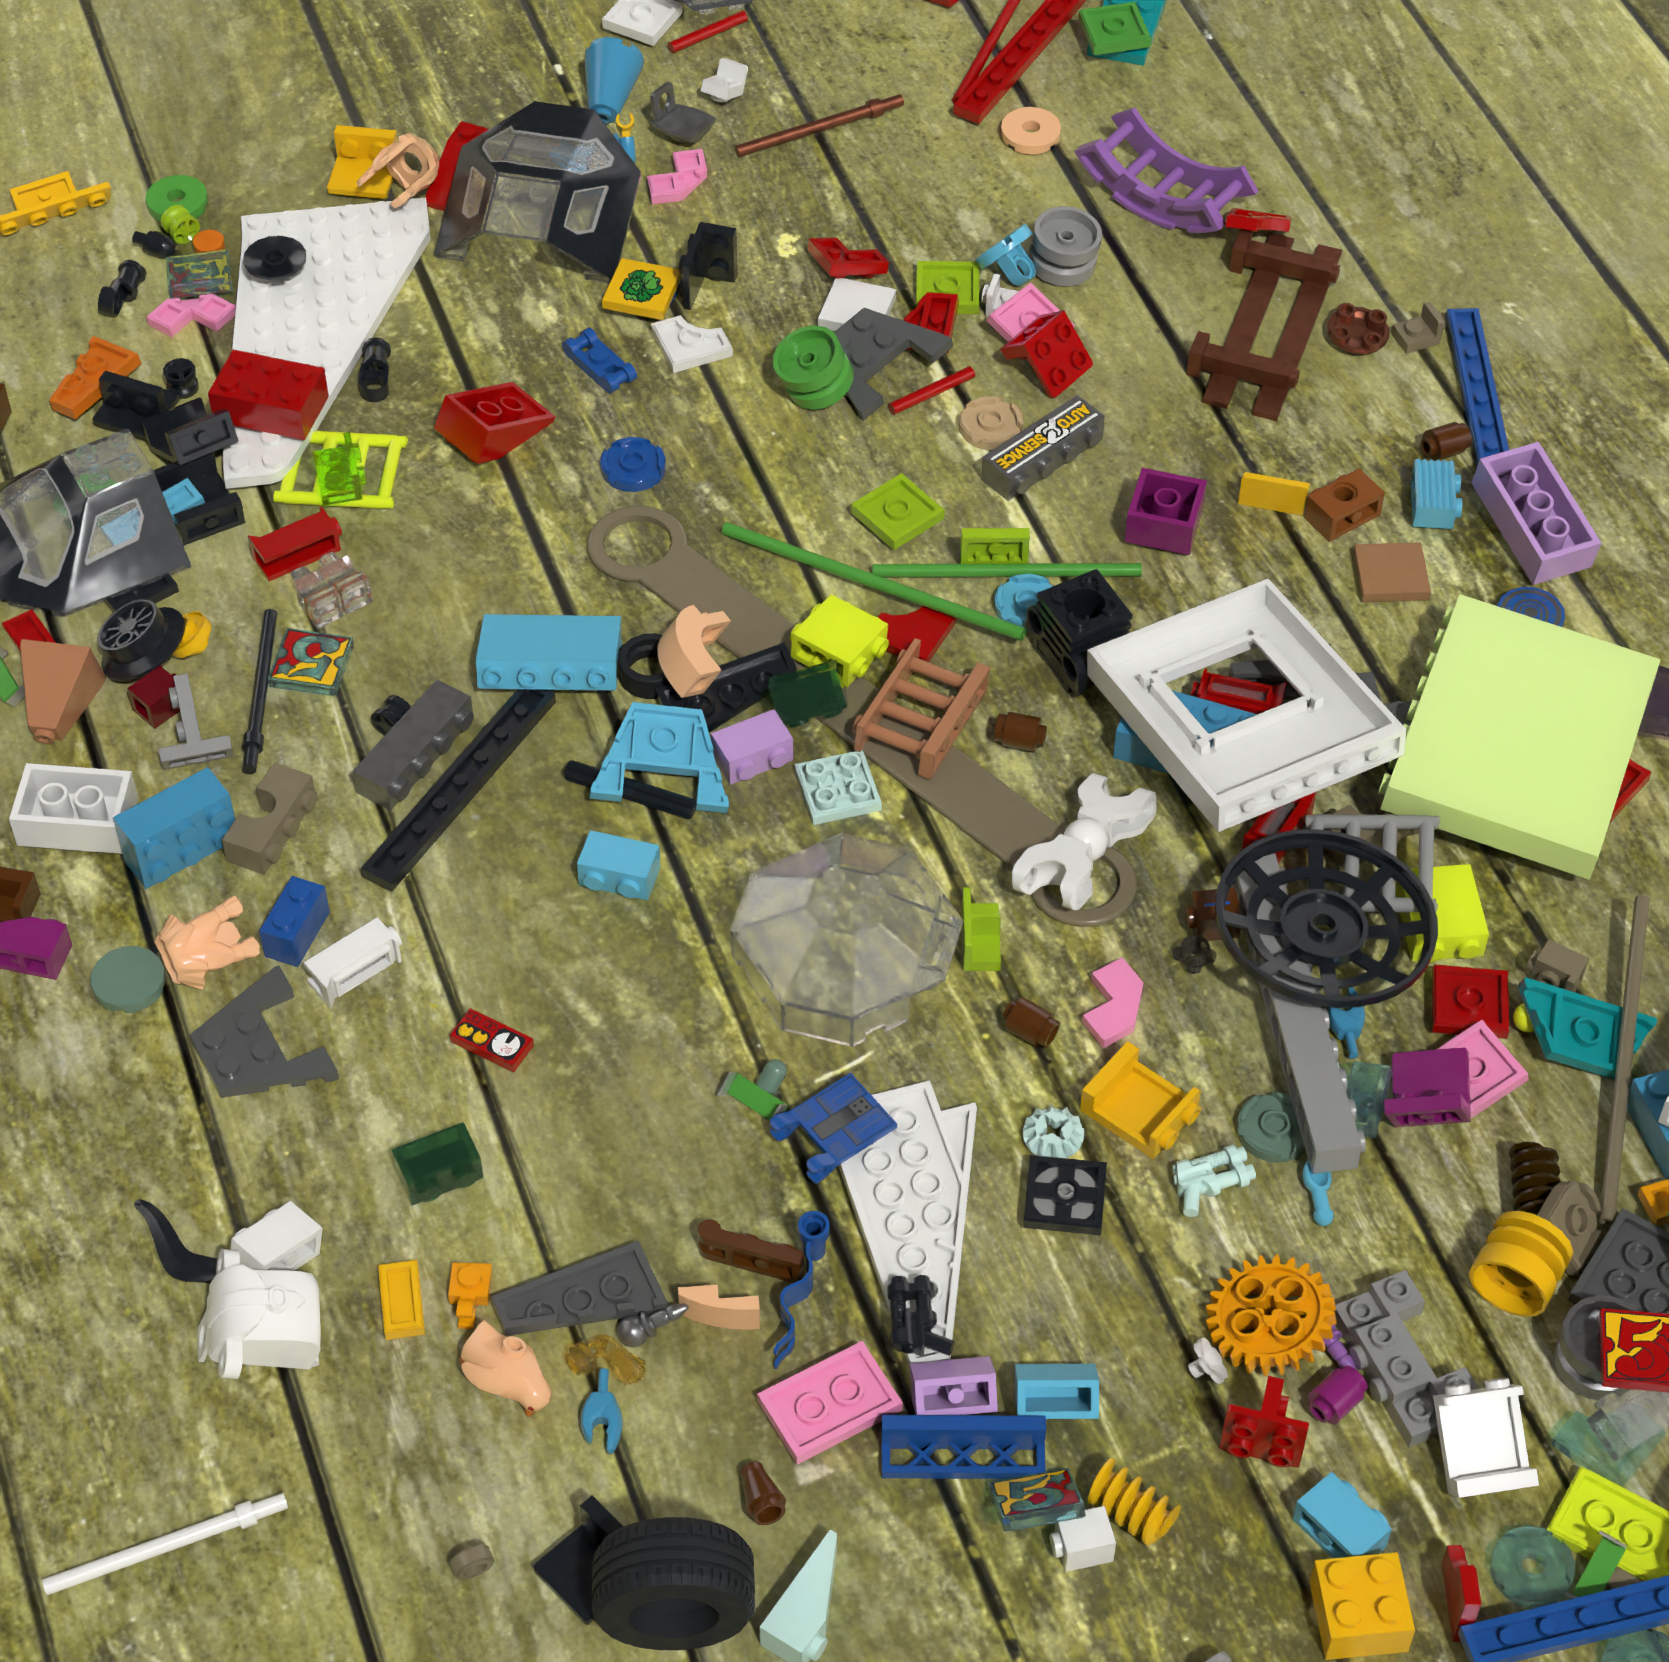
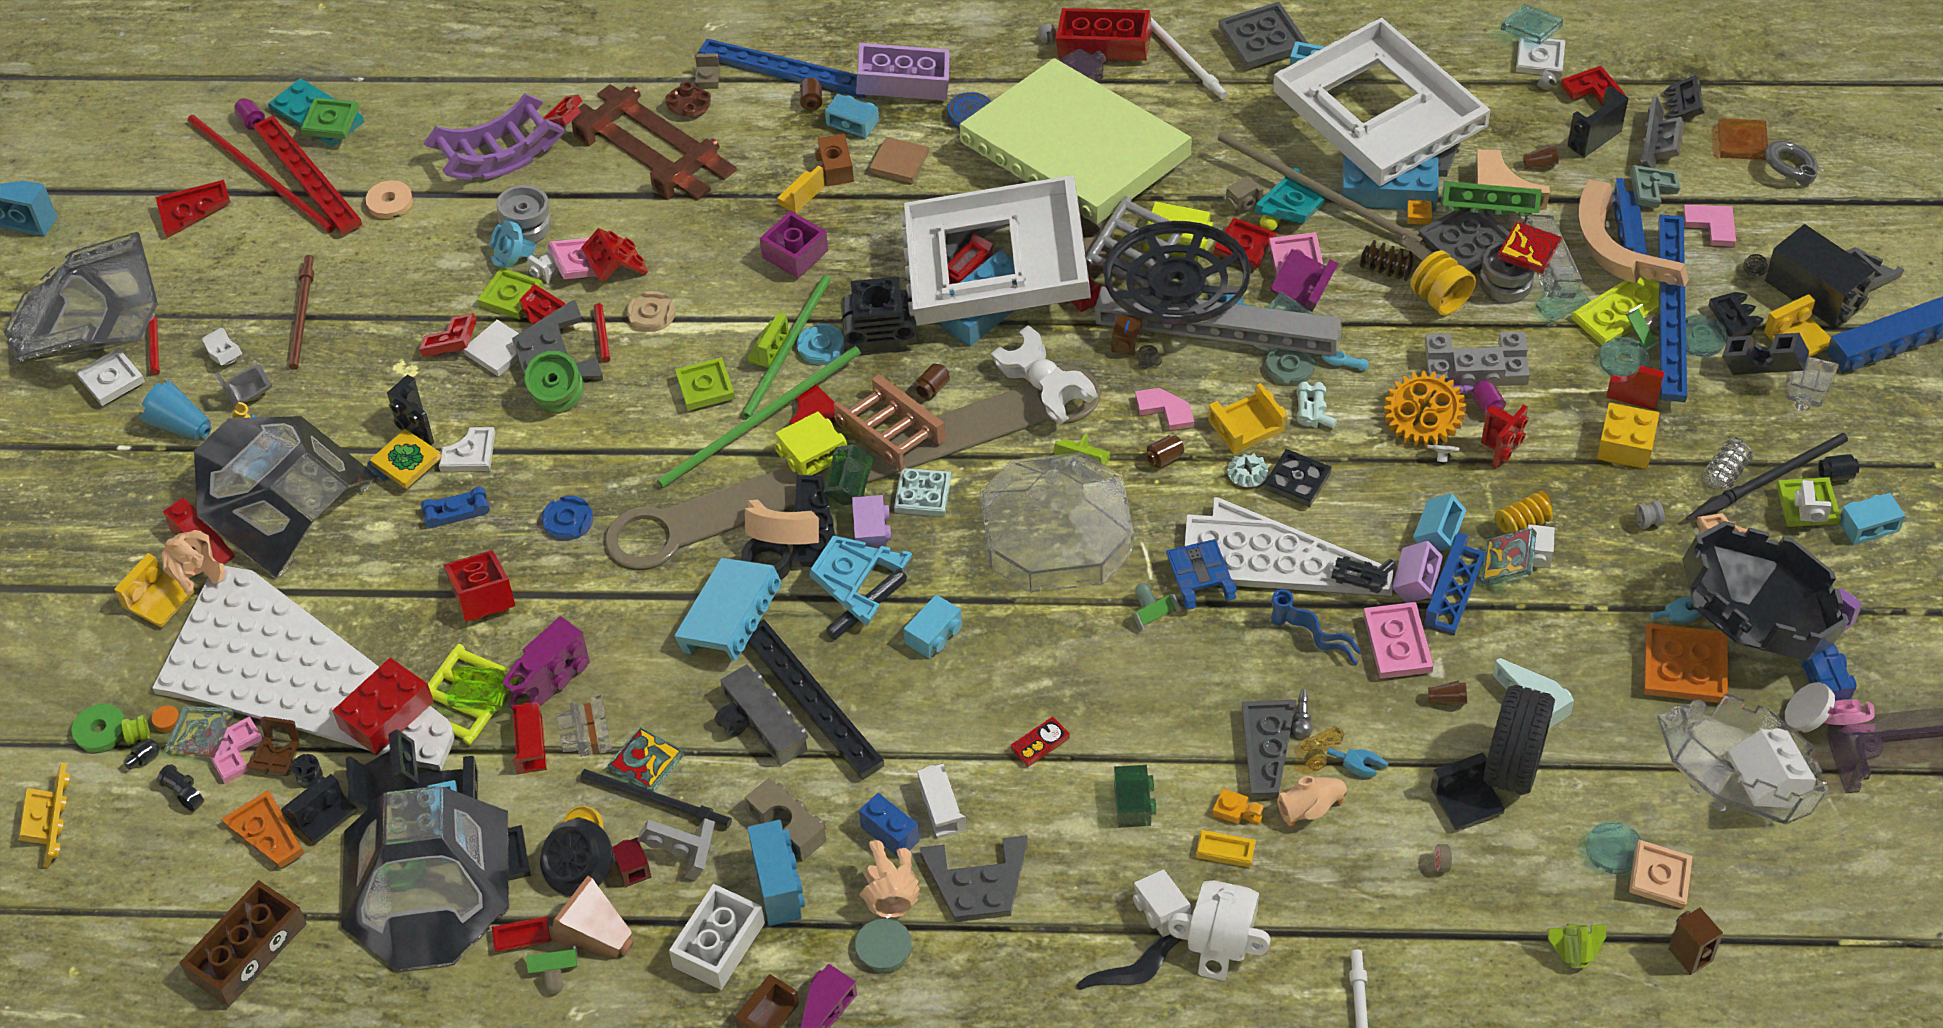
camera: 65 degrees left, 0 degrees up
(190, 343) = (274, 760): none -> reddish brown piece
(274, 257) = (226, 662): black dish -> none
(369, 375) = (378, 643): black connector -> none
(393, 515) = (548, 663): none -> magenta brick
(673, 187) = (295, 400): bright pink tile -> none
(720, 1312) = (1308, 676): light nougat slope -> none
(750, 1252) = (1274, 646): reddish brown plate -> none
(1042, 448) = (696, 289): flat silver brick -> none
(1341, 1520) = (1572, 426): medium azure brick -> none
(1483, 1439) = (1548, 343): white panel -> none

